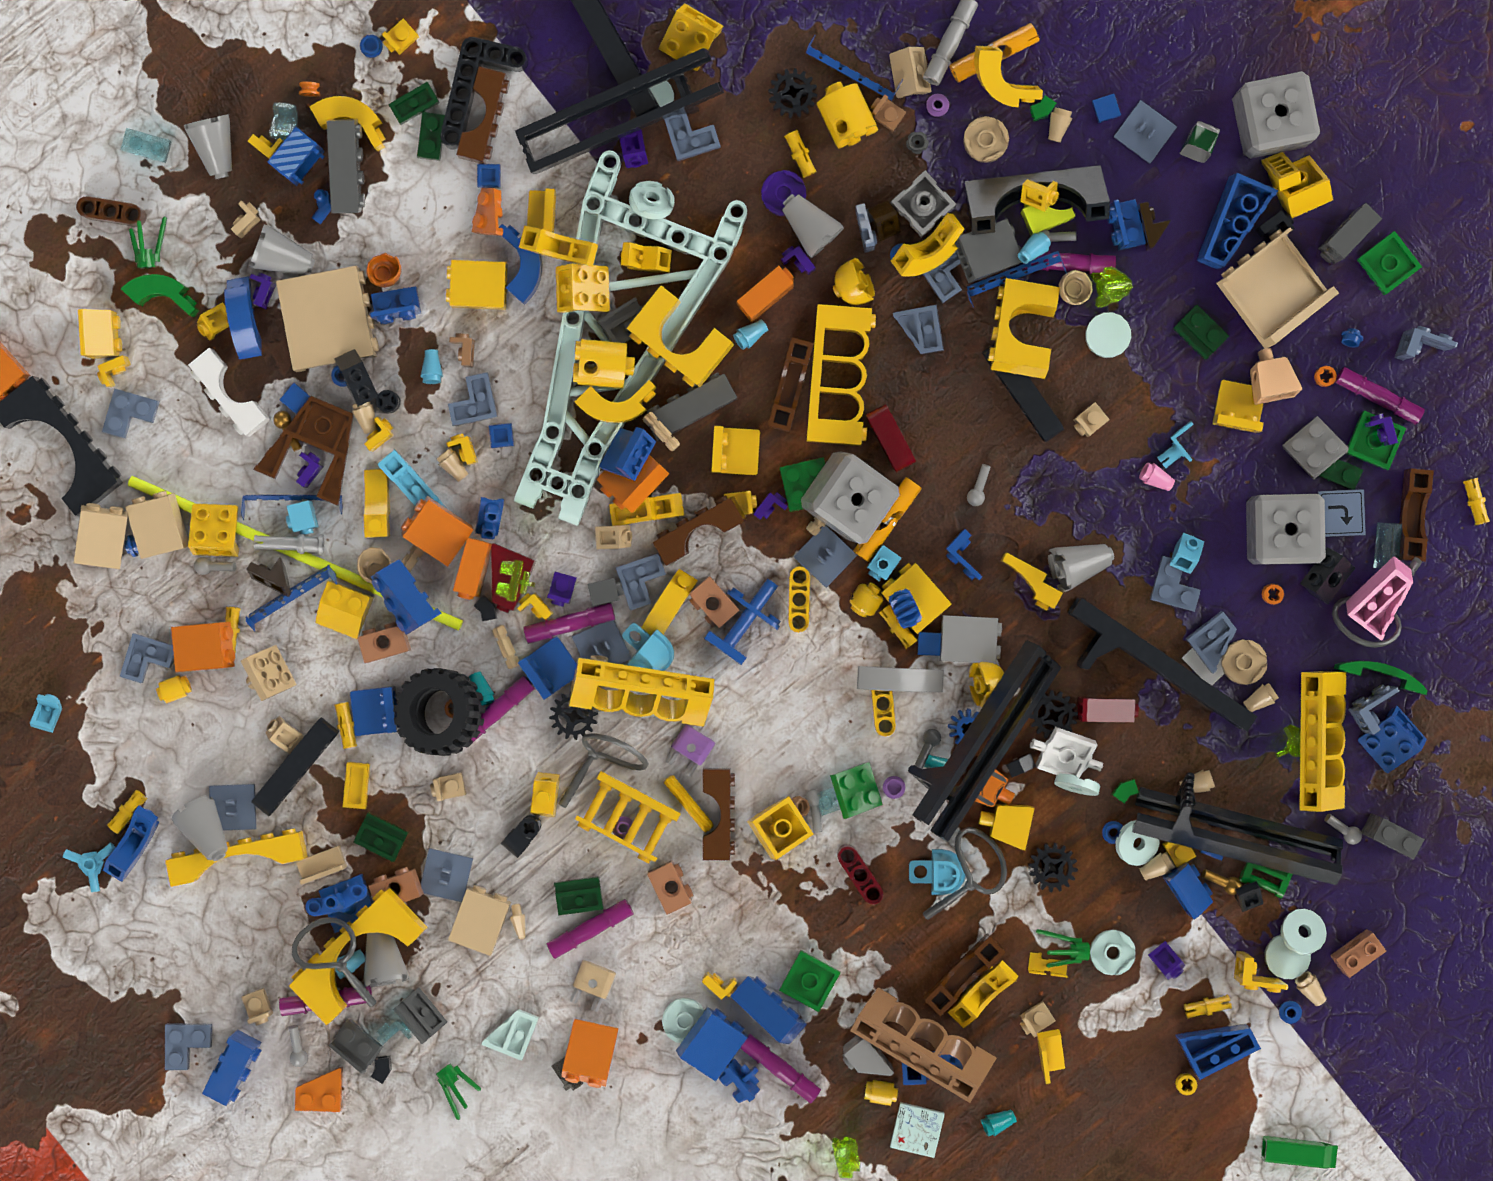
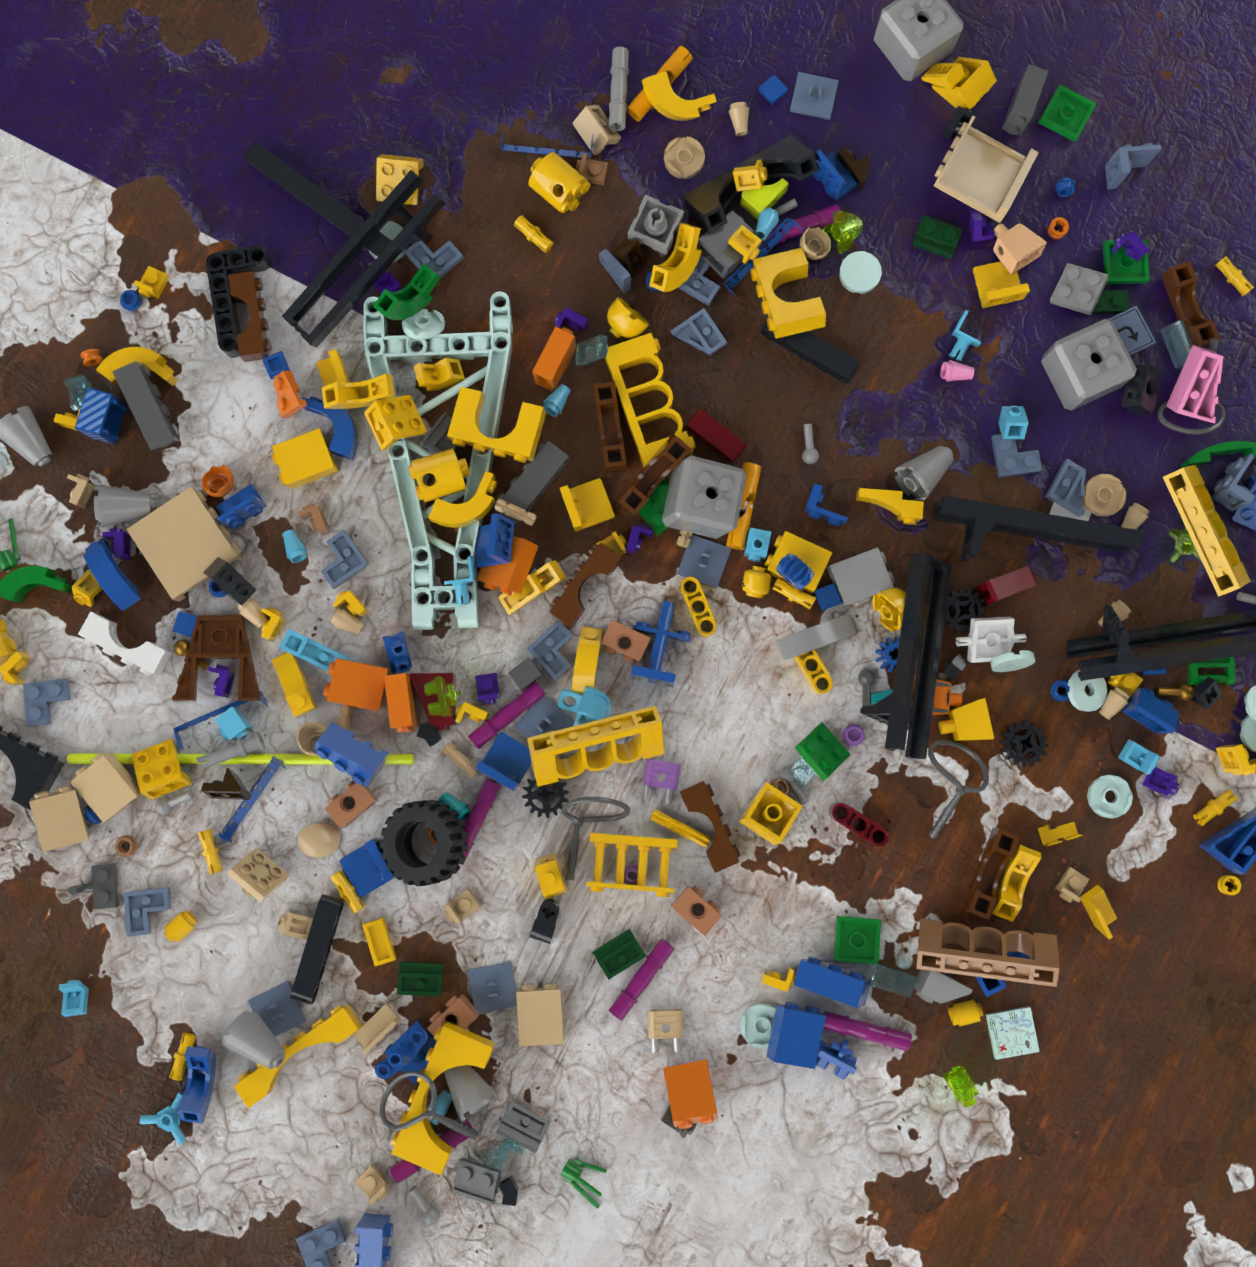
camera: 20 degrees left, 5 degrees down
(114, 617) = (103, 886): none -> dark grey plate
(145, 589) = (120, 849): none -> medium nougat plate
(203, 646) = (190, 877): orange brick -> none
(321, 1093) = (464, 1239): orange wing -> none
(324, 205) = (144, 450): blue arm -> none
(338, 664) = (318, 840): none -> tan hat
(343, 609) = (302, 789): yellow slope -> none
(385, 399) = (266, 588): black wheel -> none
(414, 103) = (186, 331): dark green plate -> none
(429, 139) = (213, 356): dark green plate -> none
(501, 435) = (379, 579): blue tile -> none
(513, 1034) = (614, 1107): light aqua wing -> none
(518, 921) = (575, 1000): tan bar -> none
(578, 480) = (461, 586): none -> medium azure bracket
(613, 537) = (513, 623): tan bracket -> none
(648, 170) = (410, 299): none -> green arch
(778, 188) = (533, 273): dark purple tile -> none
(799, 457) = (658, 467): none -> reddish brown arch
(803, 90) = (501, 195): black gear -> none
(805, 300) = (591, 350): none -> clear light blue plate
(810, 224) = (568, 285): light grey cone -> none
(826, 1033) = (892, 980): none -> clear light blue slope
(917, 136) = (627, 178): dark grey plate -> none
(934, 111) = (631, 152): medium lavender plate -> none
(942, 872) = (930, 791): medium azure container -> none
(997, 1122) = (1081, 993): teal cone -> none
(1003, 261) = (745, 243): none -> yellow bracket
(1042, 109) = (720, 112): green piece -> none
(1078, 951) = (1080, 808): green plant -> none
(1090, 420) = (878, 349): tan bracket -> none
(1125, 790) = (1054, 649): green piece -> none
(1156, 927) = (1138, 757): none -> medium azure bracket
(1200, 142) = (865, 80): piece -> none
(1234, 217) = (921, 127): blue wedge -> none
(1246, 344) = (979, 228): none -> dark purple bracket
(1265, 594) = (1094, 430): orange bush -> none
(1380, 395) = (1111, 223): magenta piece -> none

